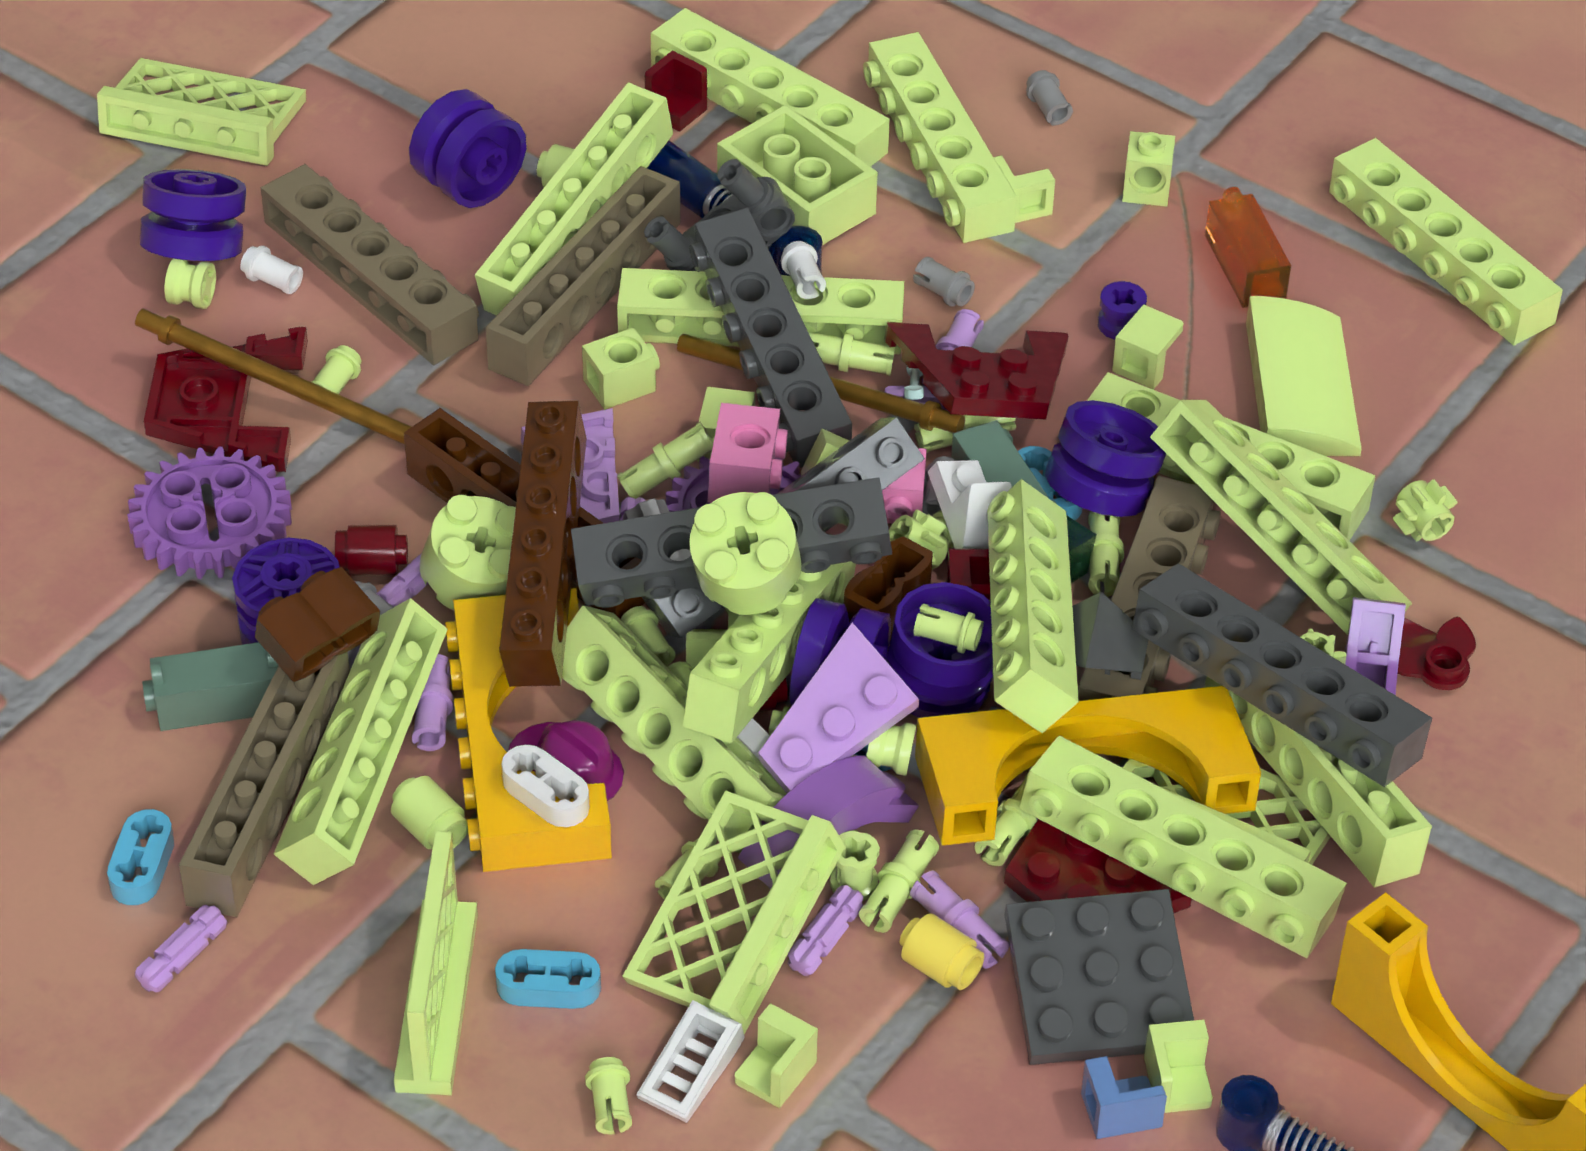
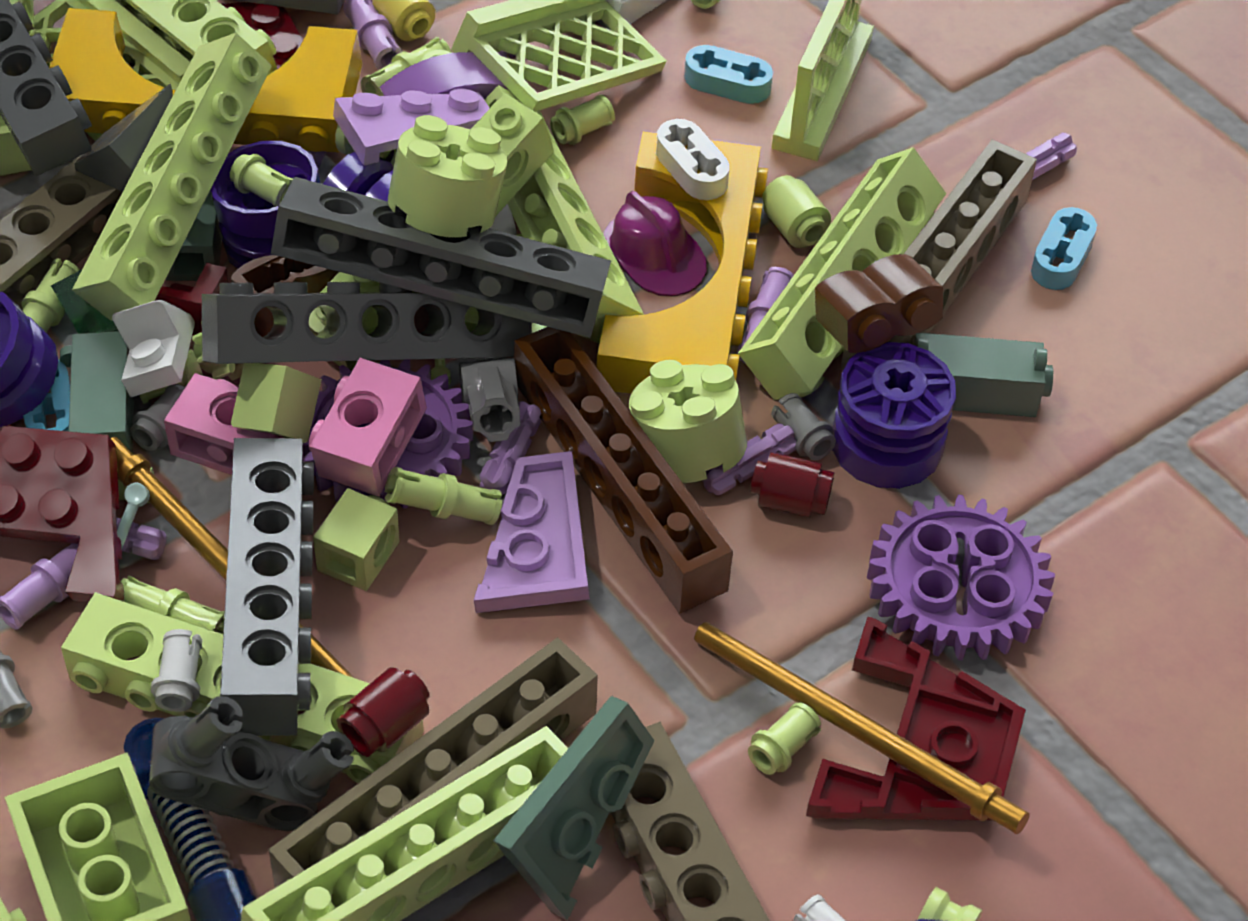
camera: 165 degrees left, 5 degrees up
(476, 245) = (563, 816): none -> sand green wing
(543, 544) = (620, 349): reddish brown brick -> none
(620, 368) = (449, 629): yellowish green brick -> none
(635, 266) = (384, 711): none -> dark red brick

